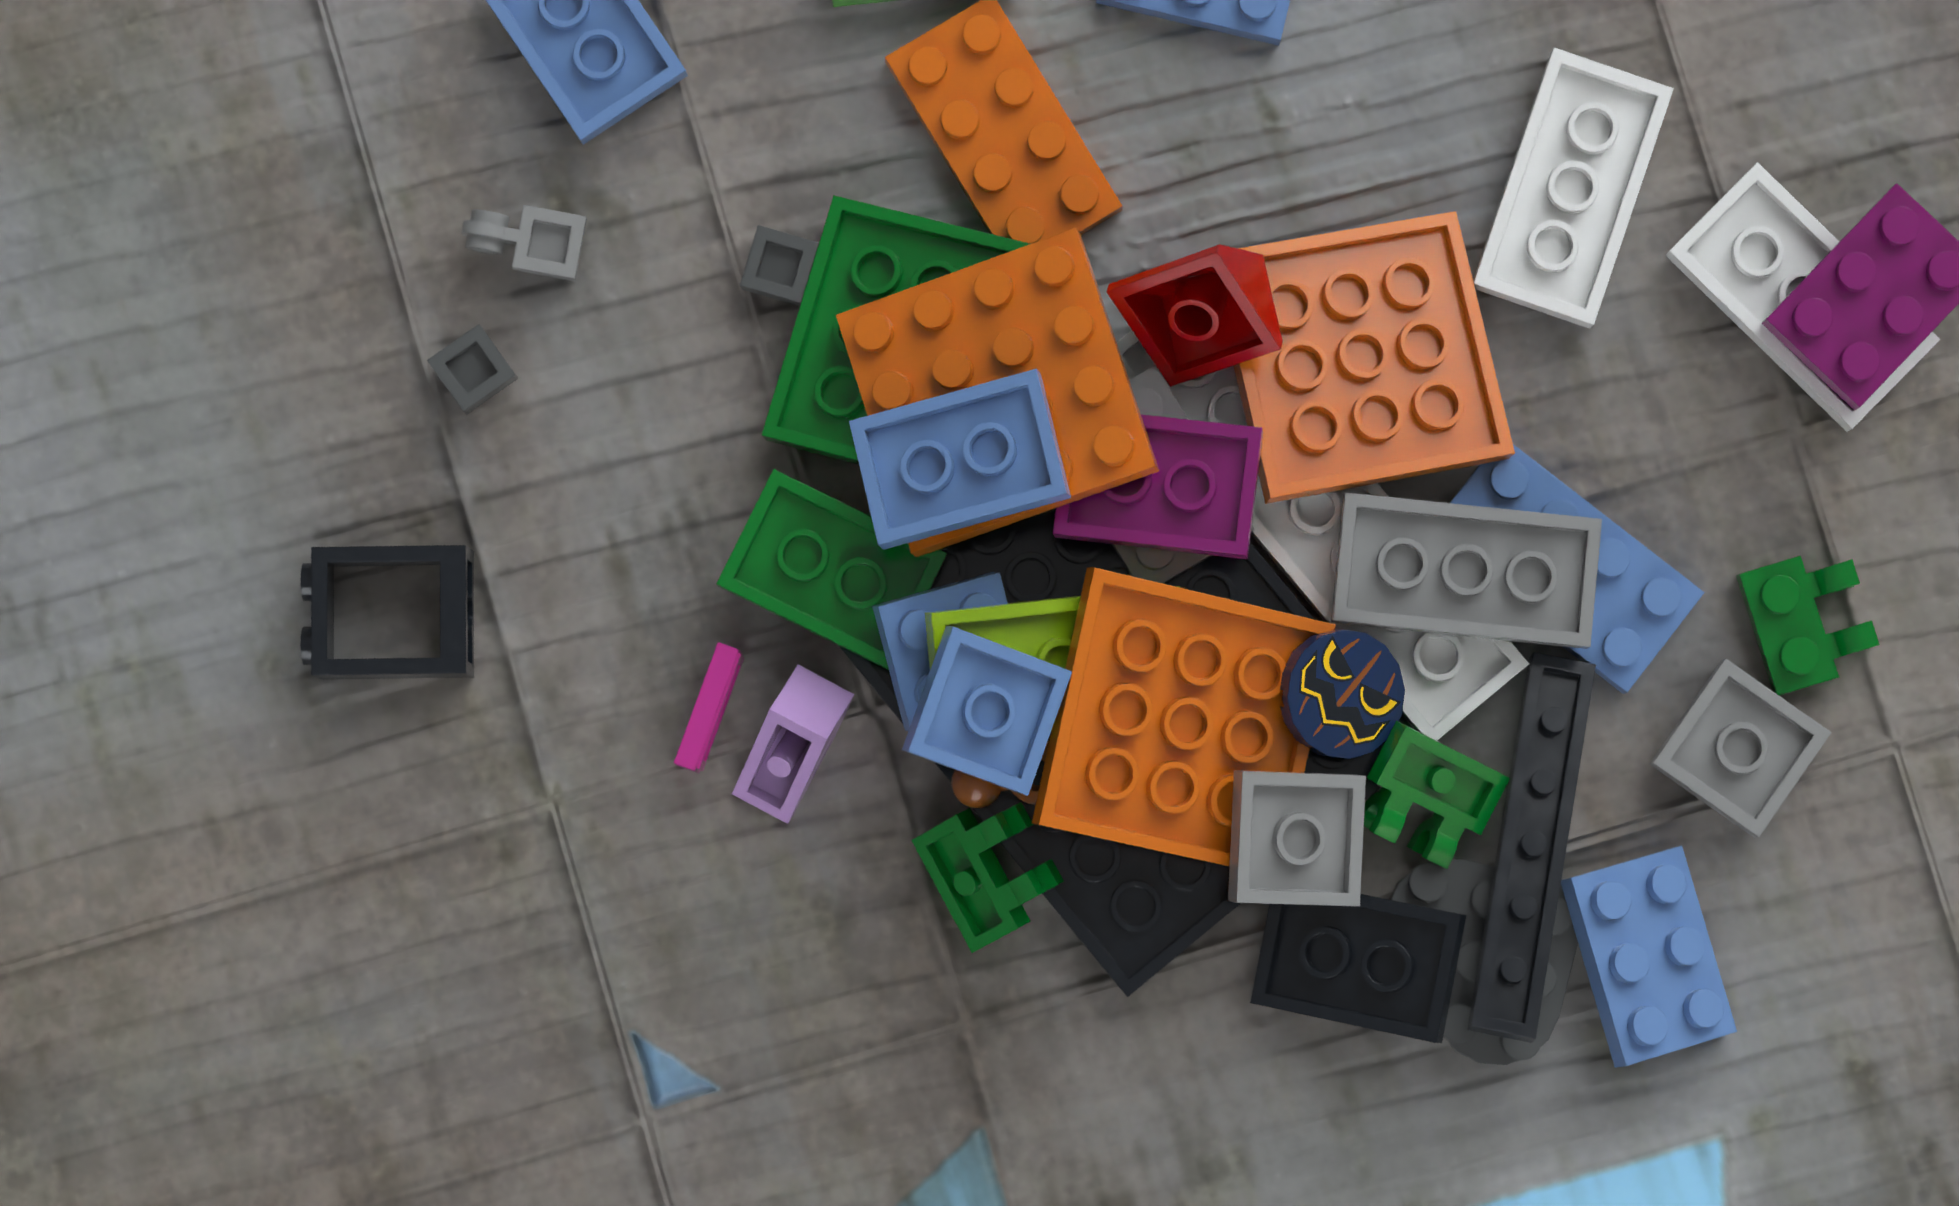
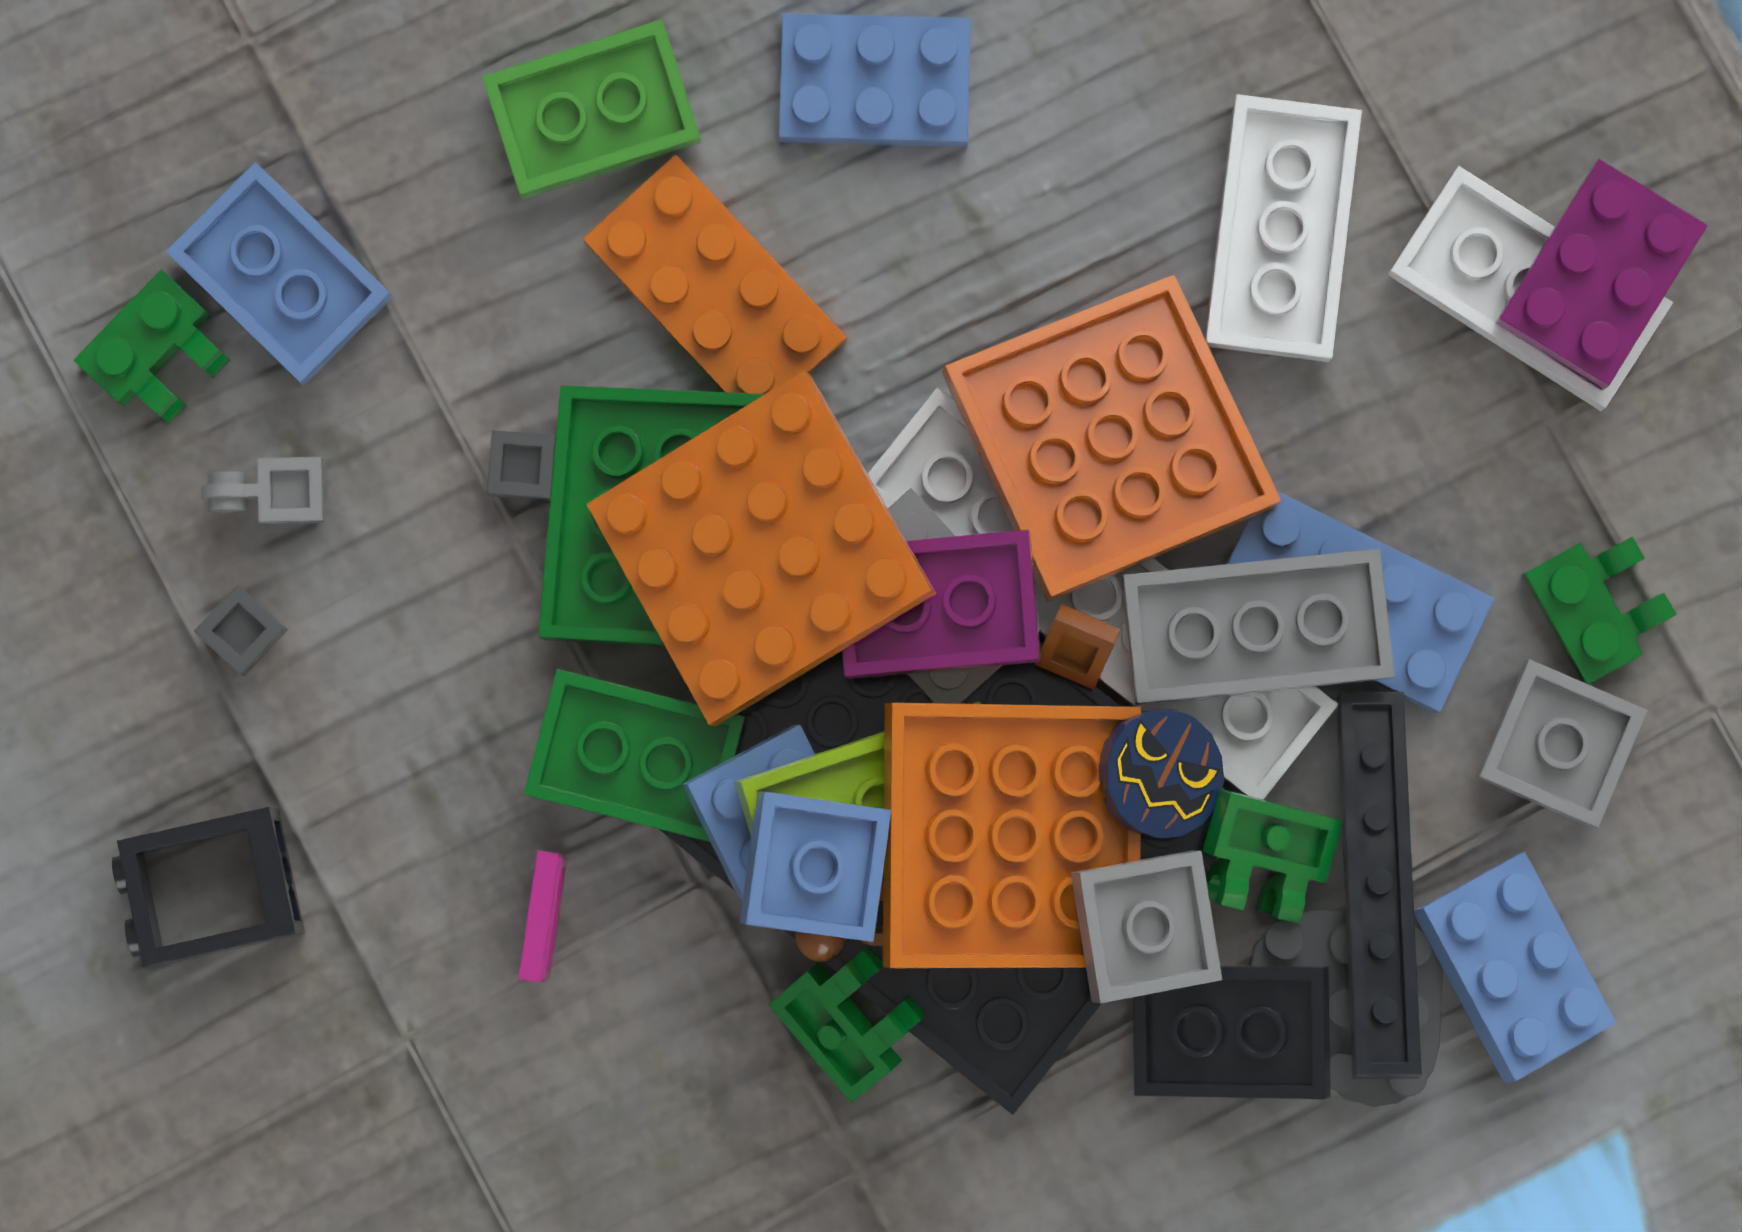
camera: 10 degrees left, 0 degrees up
(438, 66) = (144, 340): none -> green plate
(792, 743) = (631, 933): lavender slope -> none
(959, 459) = (737, 623): medium blue plate -> none
(1201, 312) = (945, 427): red slope -> none
(1286, 553) = (1077, 646): none -> dark orange plate

